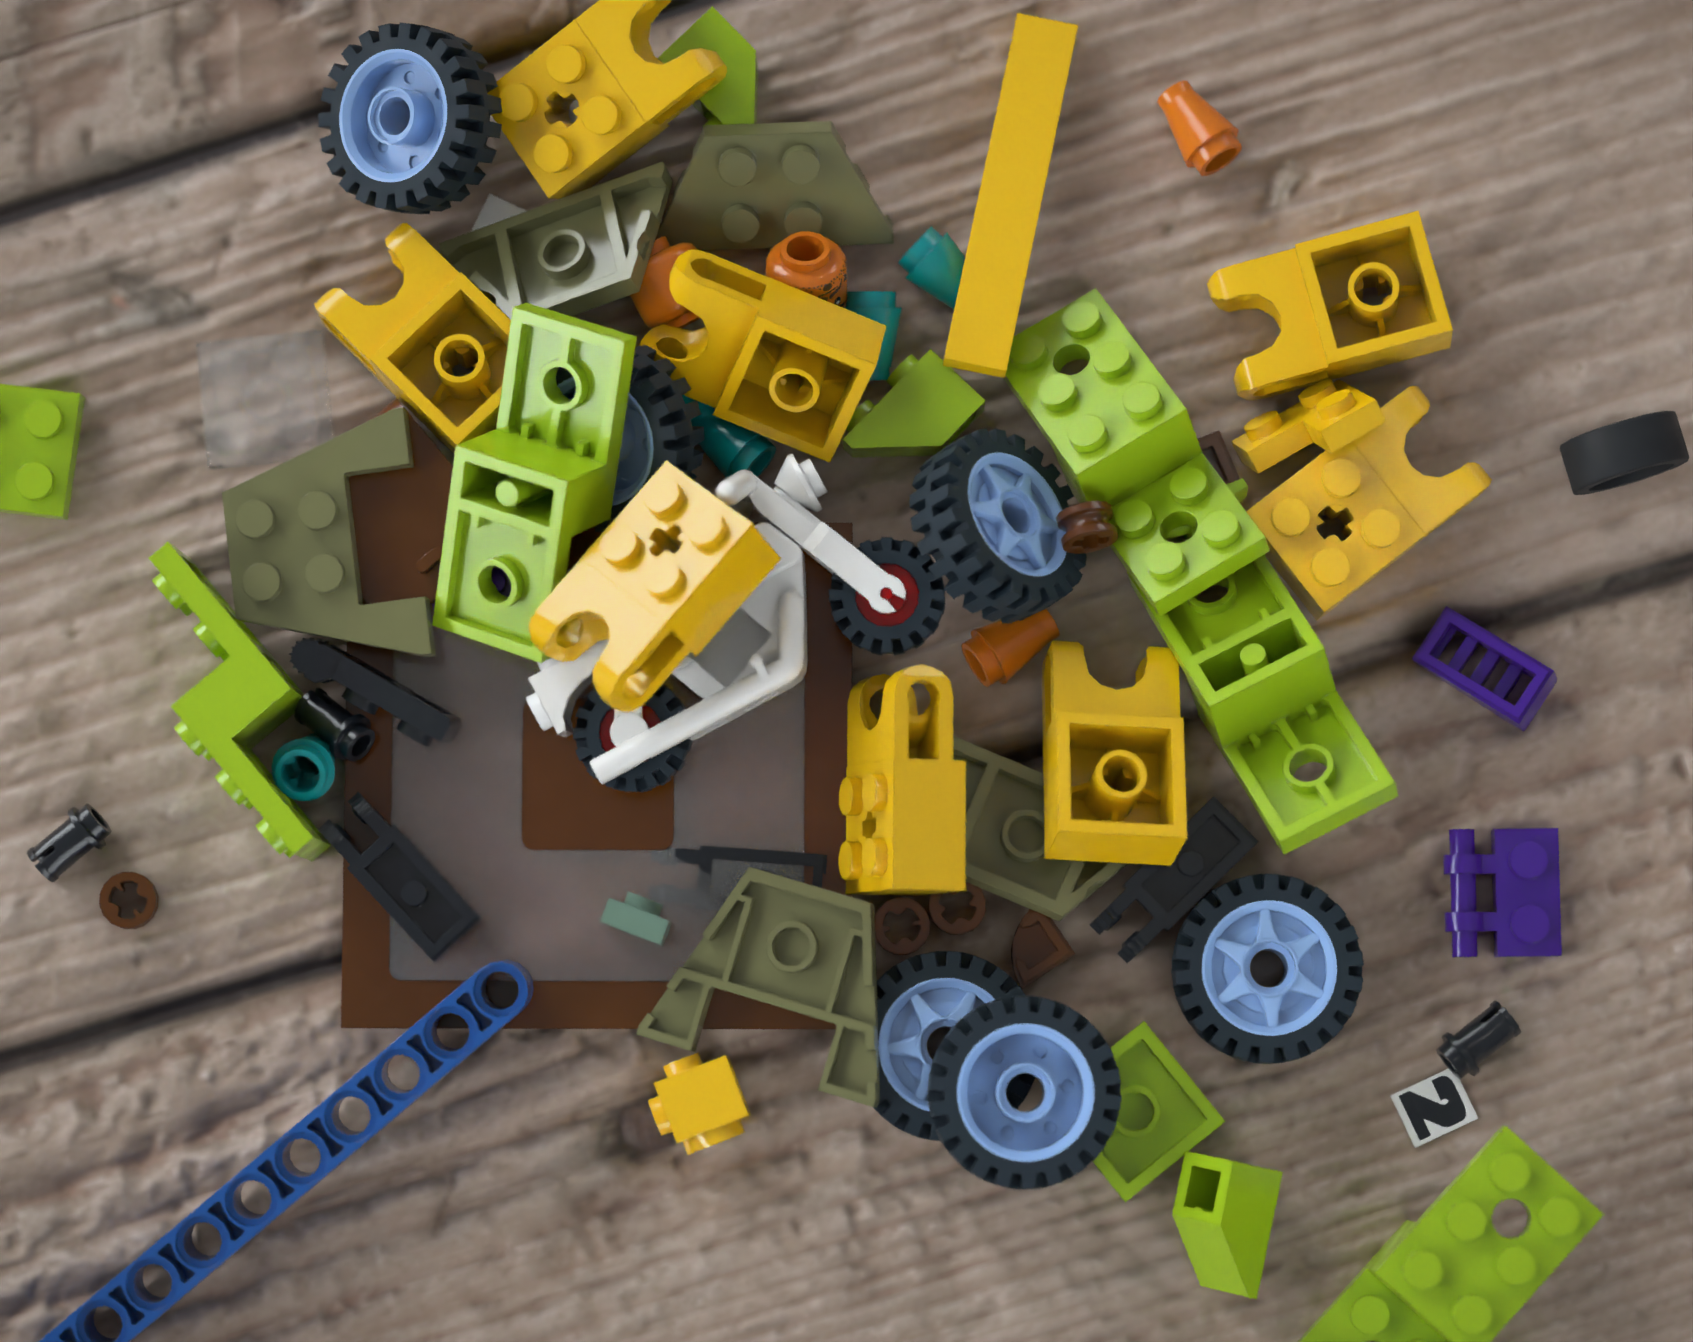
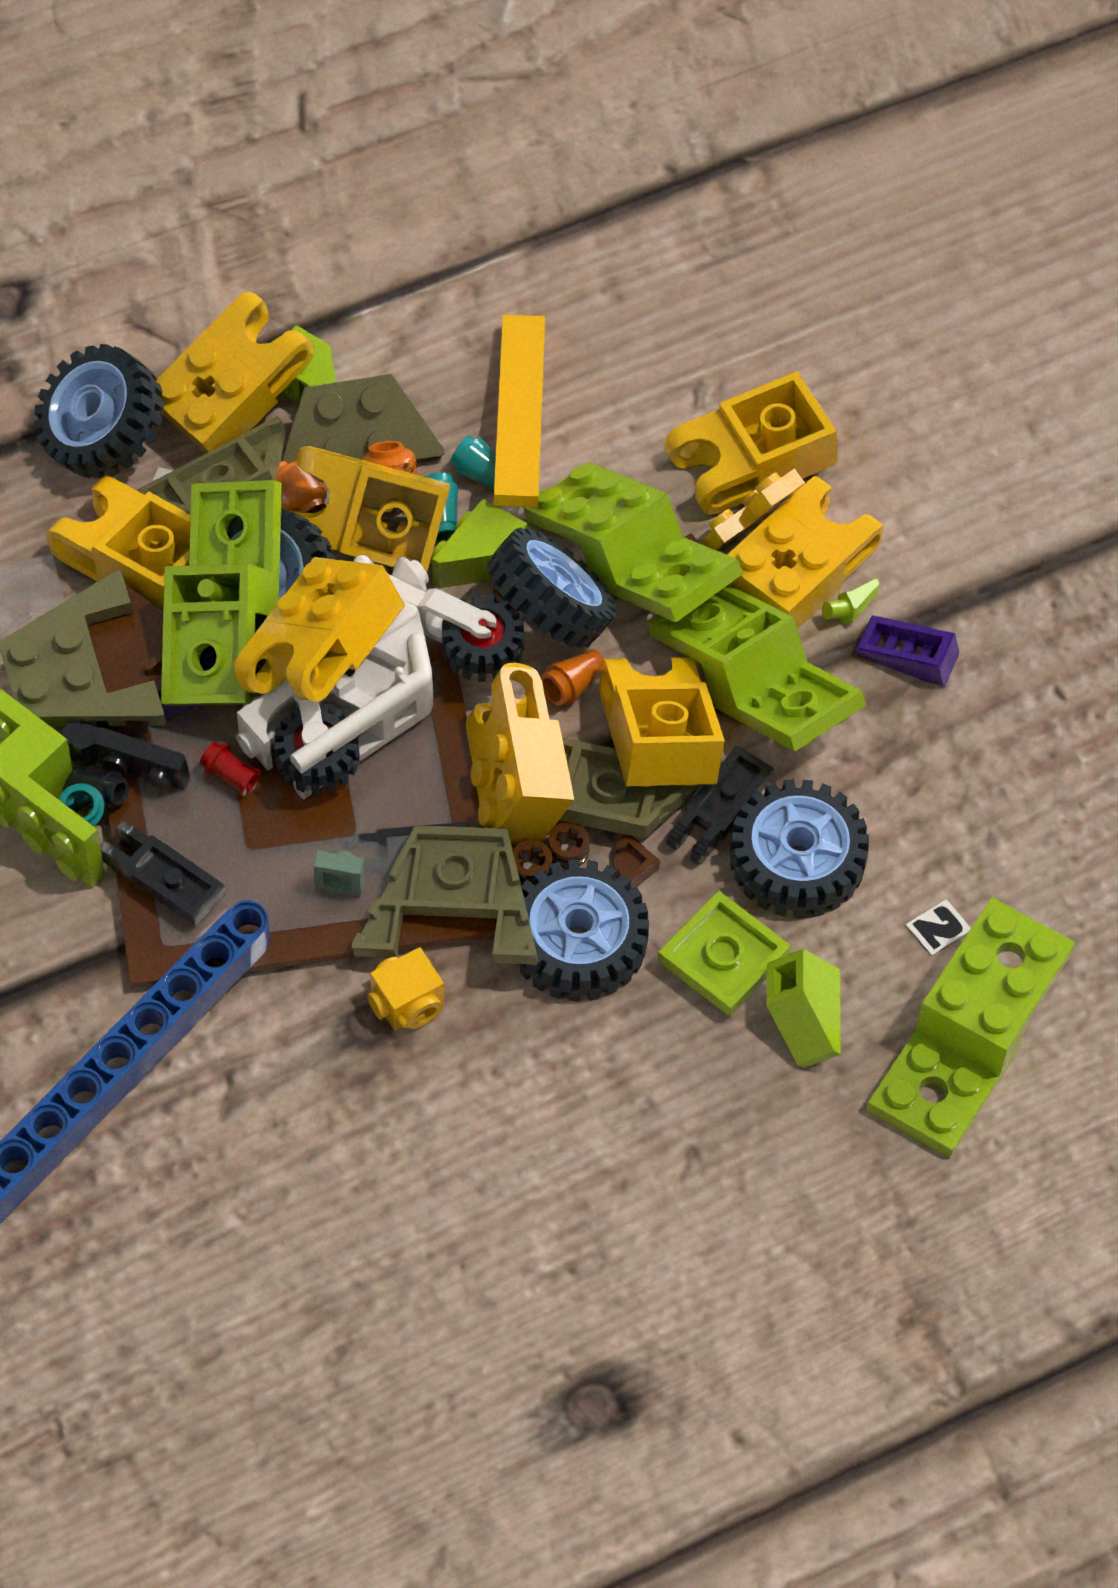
camera: 20 degrees left, 25 degrees down
(514, 728) = (230, 768): none -> red pin
(1076, 1102) = (638, 962): wheel -> none
(1087, 527) = (624, 580): reddish brown bush -> none
(1199, 129) = (642, 364): orange cone -> none
(1423, 579) = (852, 602): none -> lime bar
(1477, 1040) = (951, 881): black pin -> none
(1523, 889) = (968, 778): dark purple plate -> none
(1624, 452) = (969, 498): black tyre -> none

